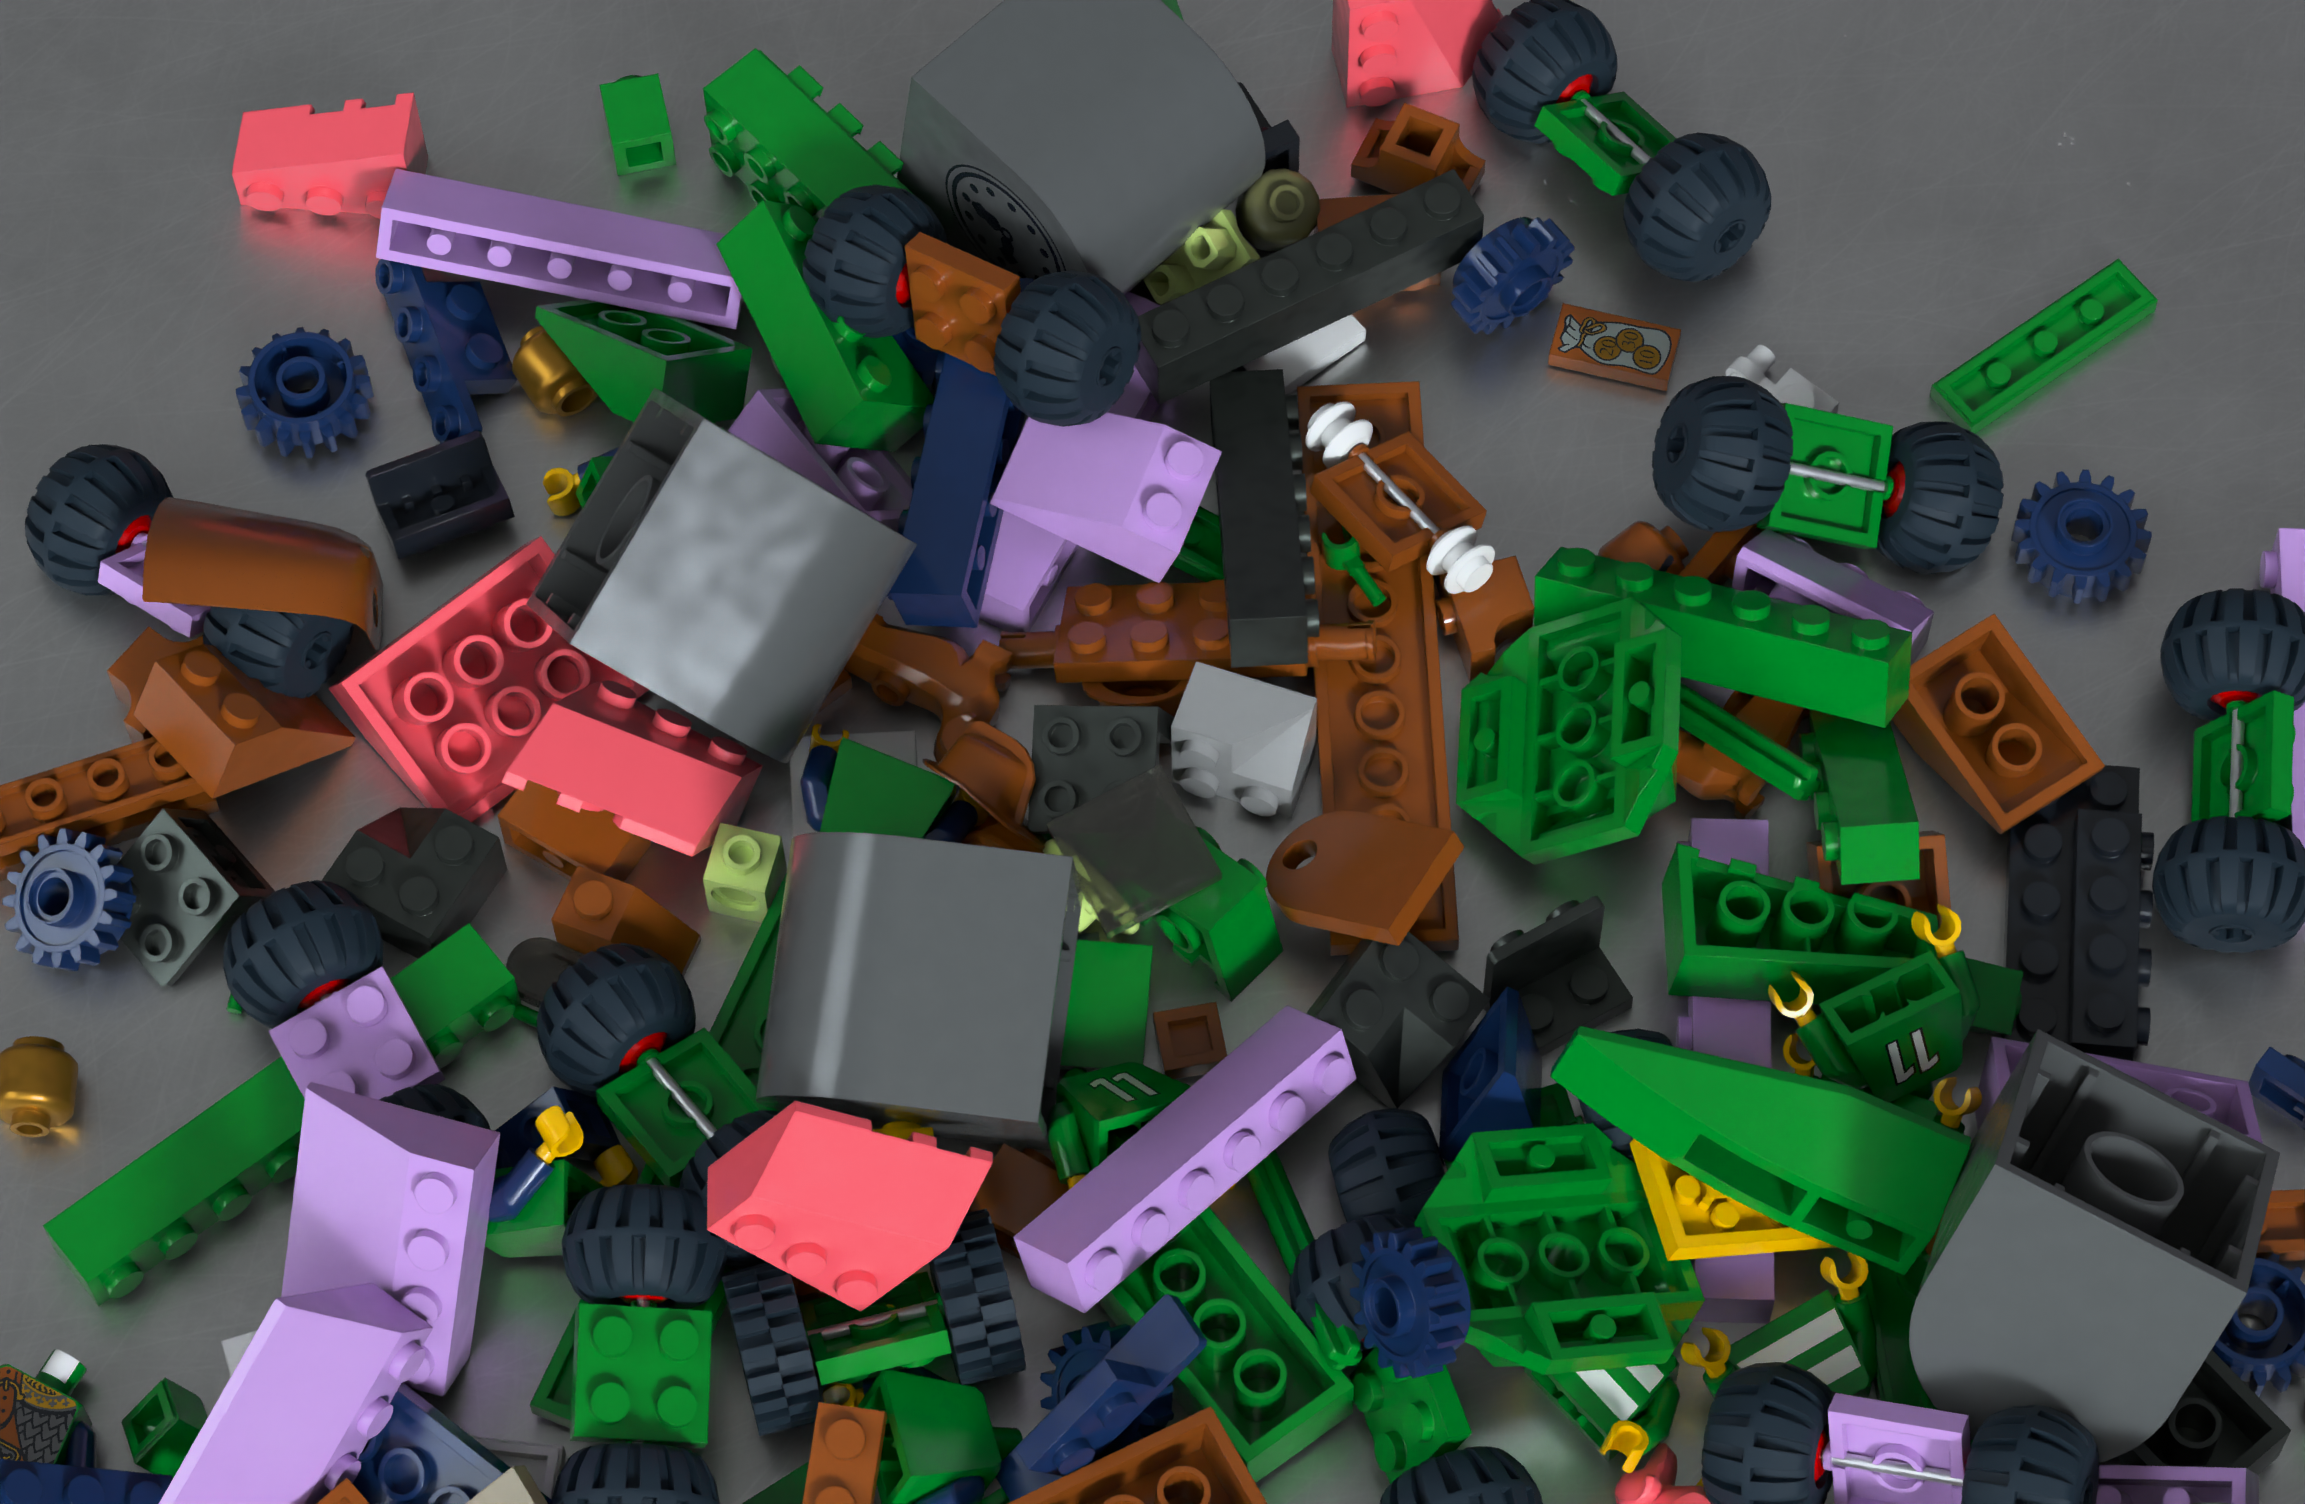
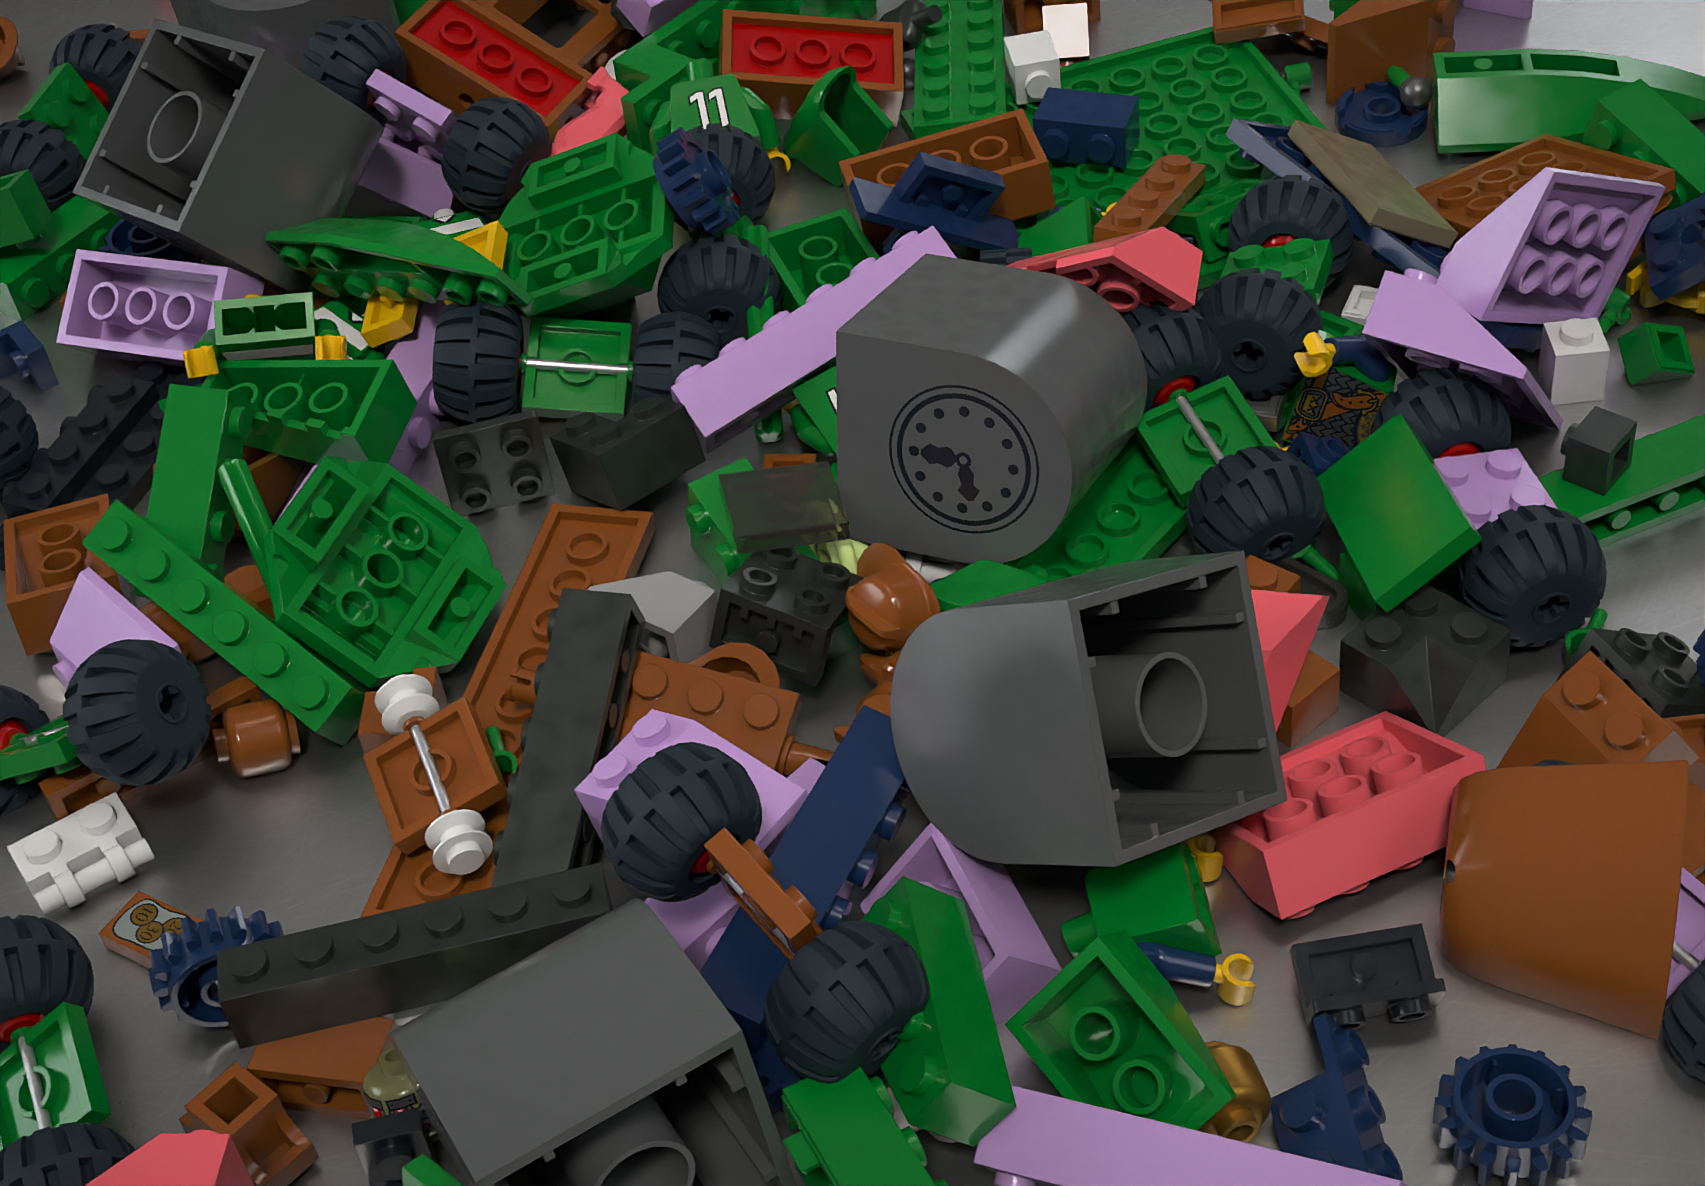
camera: 160 degrees left, 20 degrees down
(232, 1136) = (1598, 450): none -> pearl dark grey plate
(453, 983) = (1396, 513): none -> green tile
(1365, 876) = (607, 499): dark orange tile -> none
(1492, 1078) = (578, 379): dark blue slope -> none

